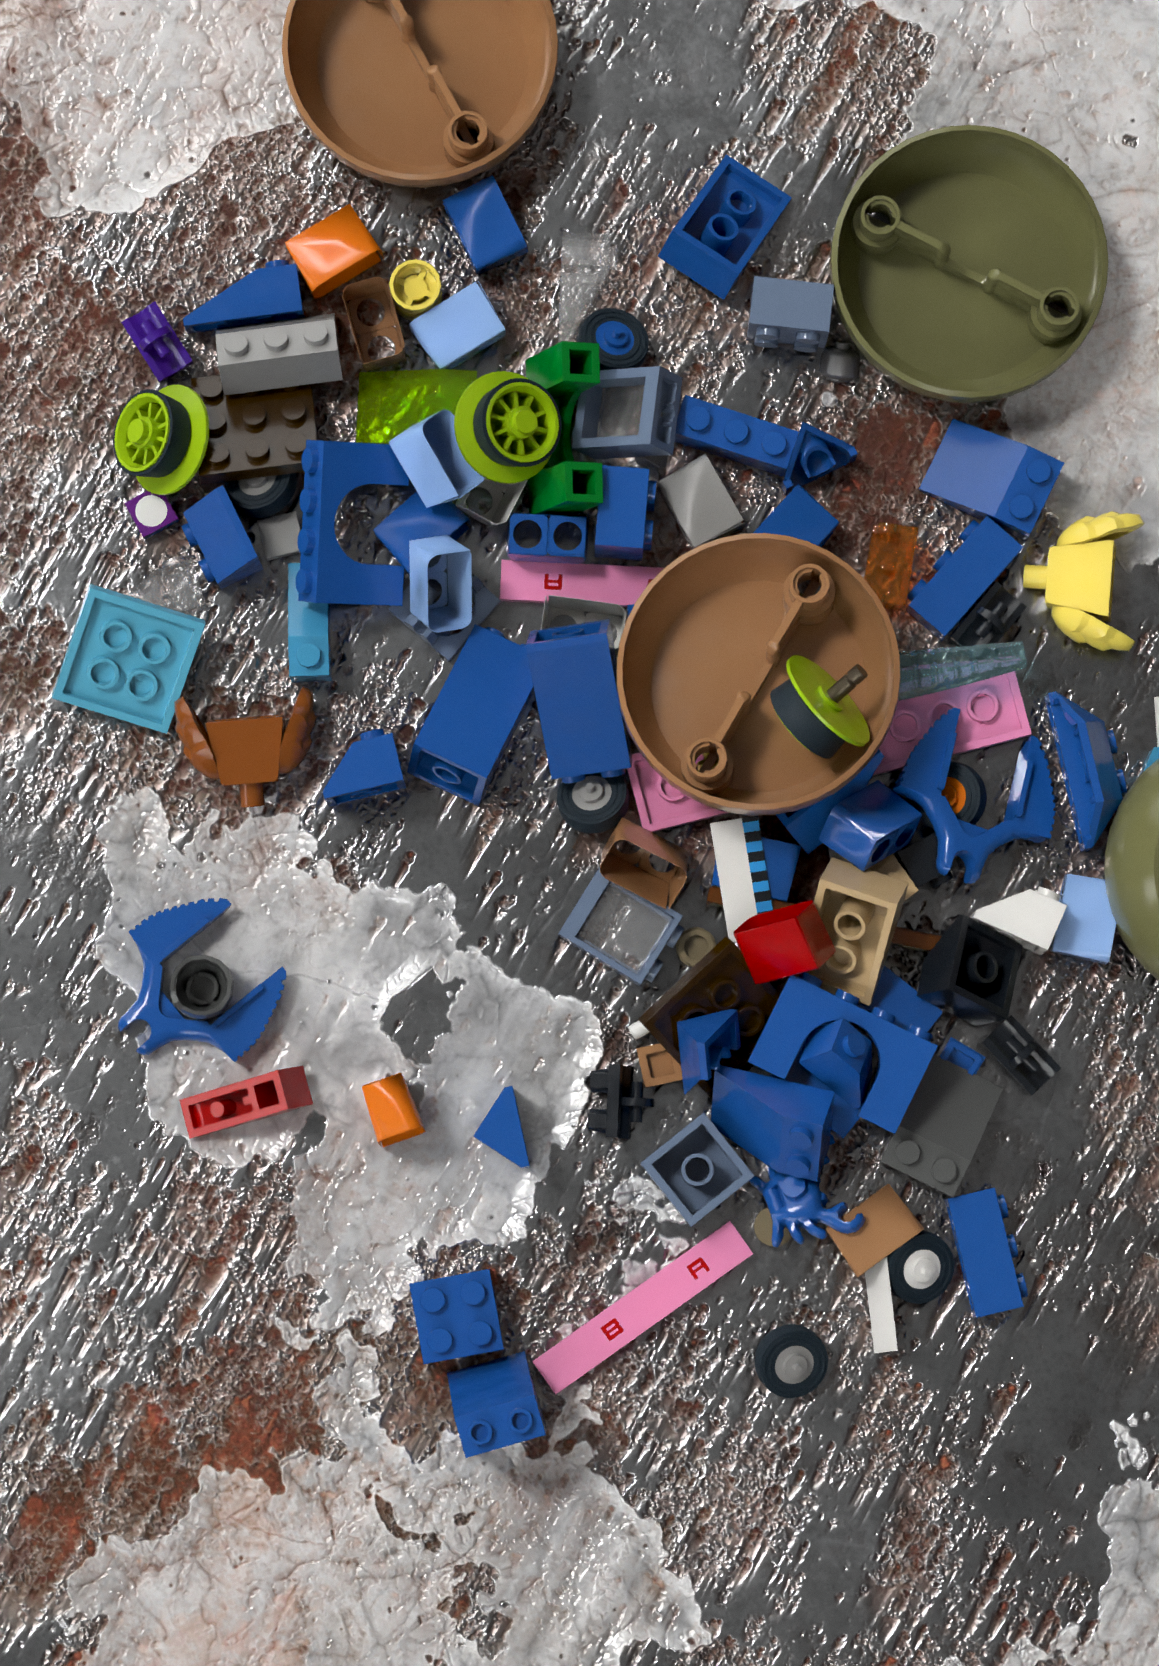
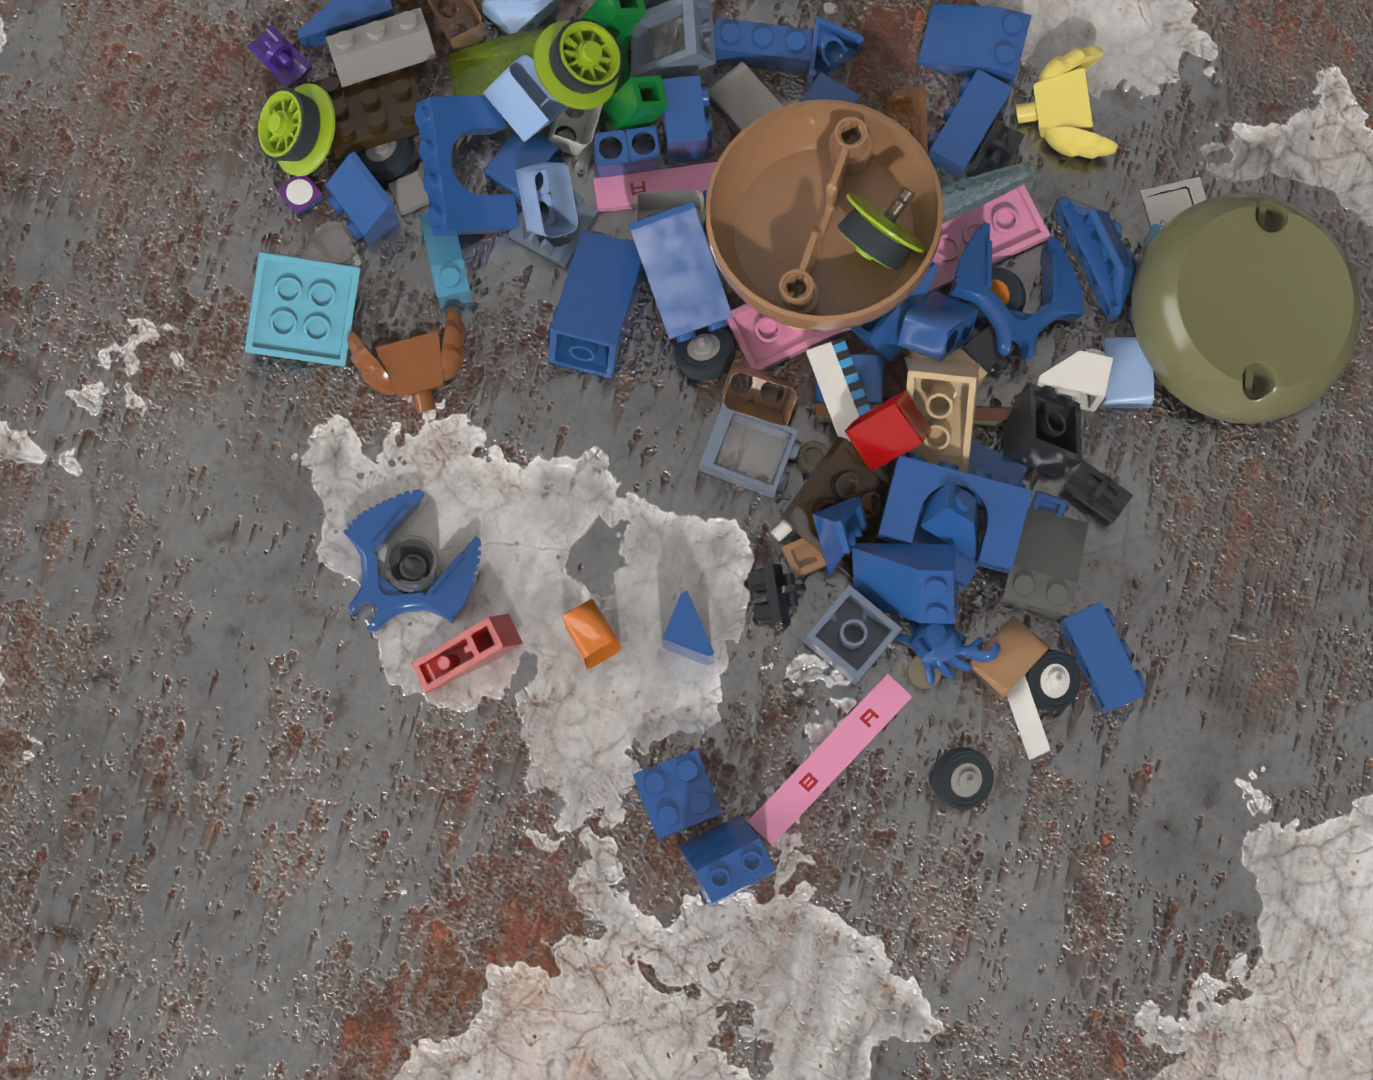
camera: 15 degrees left, 5 degrees down
(366, 770) = (515, 362): blue slope -> none

